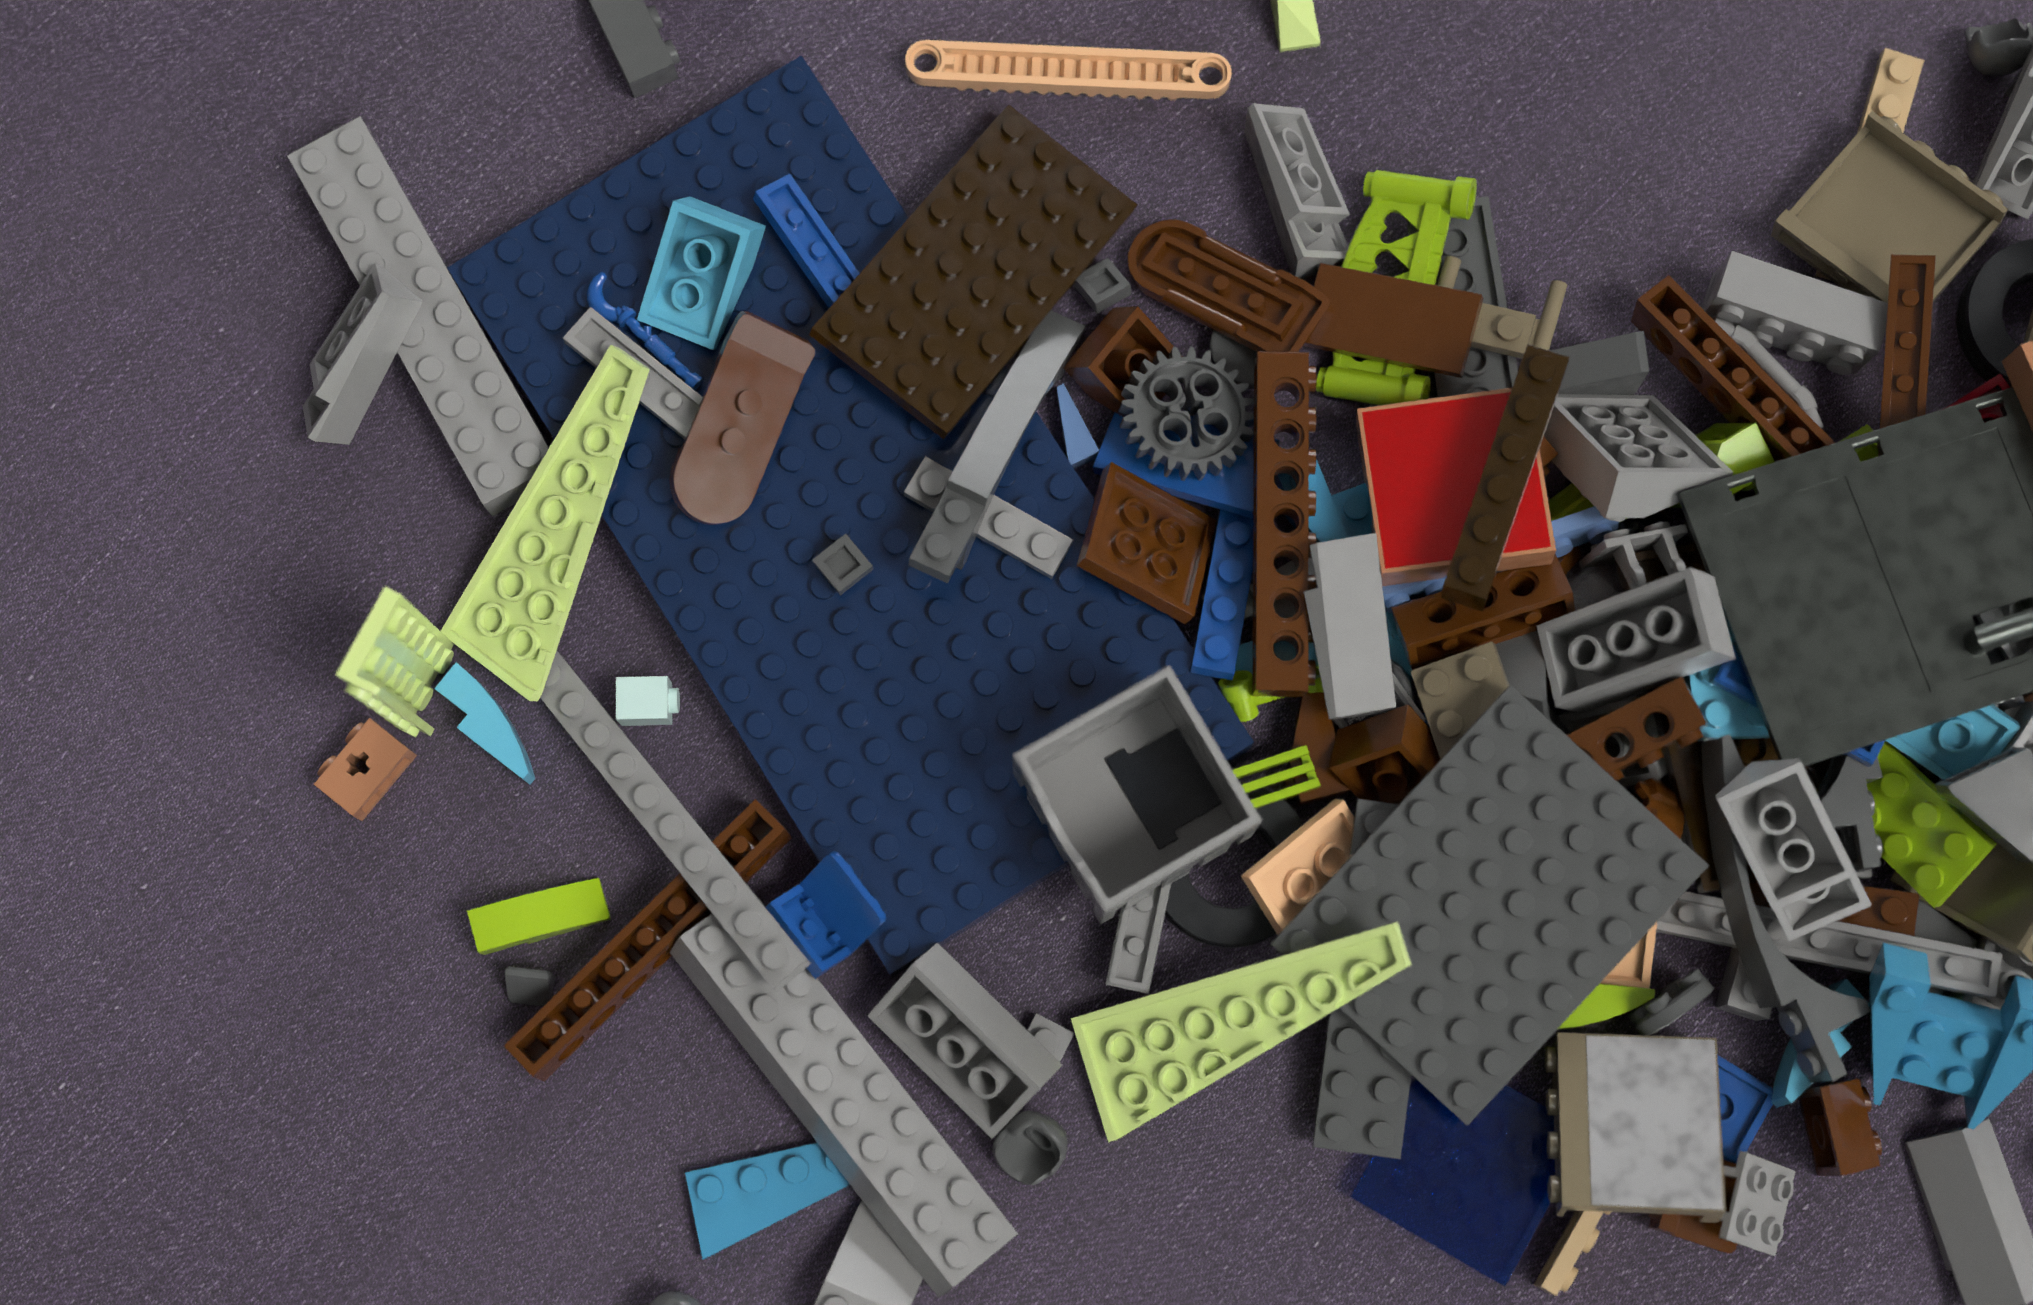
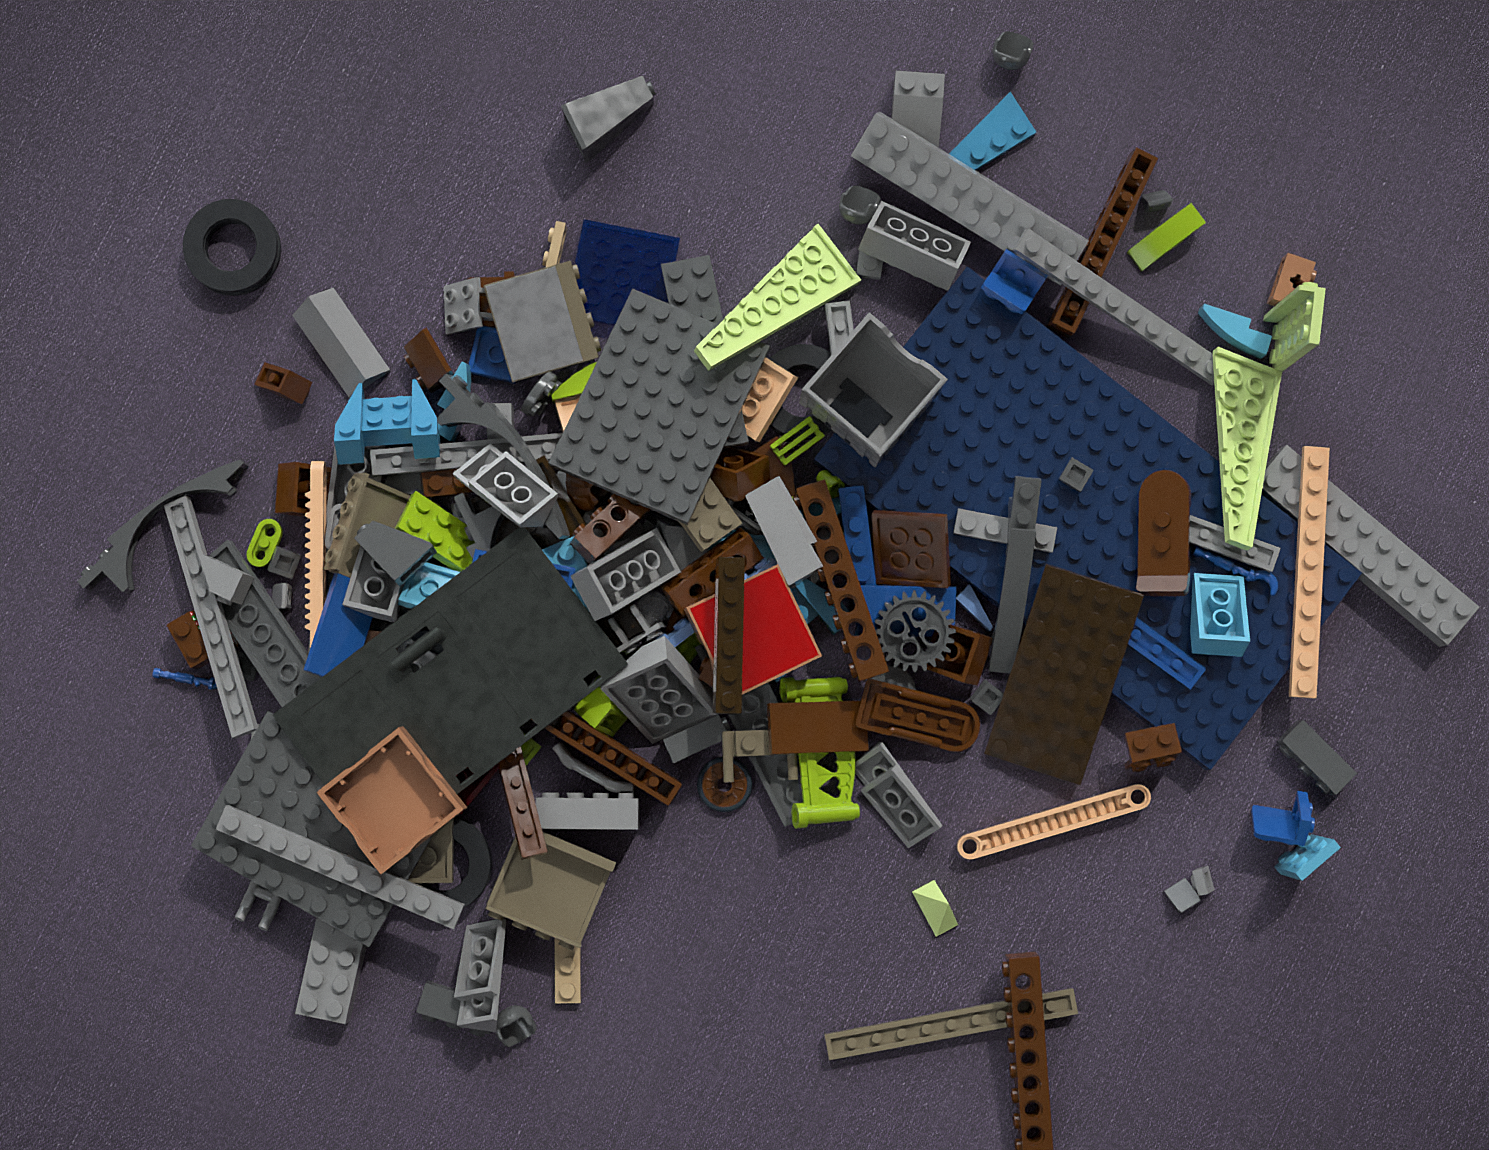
camera: 155 degrees right, 5 degrees up
(357, 356) = (1391, 503): light grey slope -> none
(529, 294) = (1309, 572): none -> light nougat plate
(646, 700) = (1154, 370): light aqua brick -> none
(879, 114) = (1152, 746): none -> reddish brown bracket
(1582, 283) = (720, 800): none -> reddish brown wheel

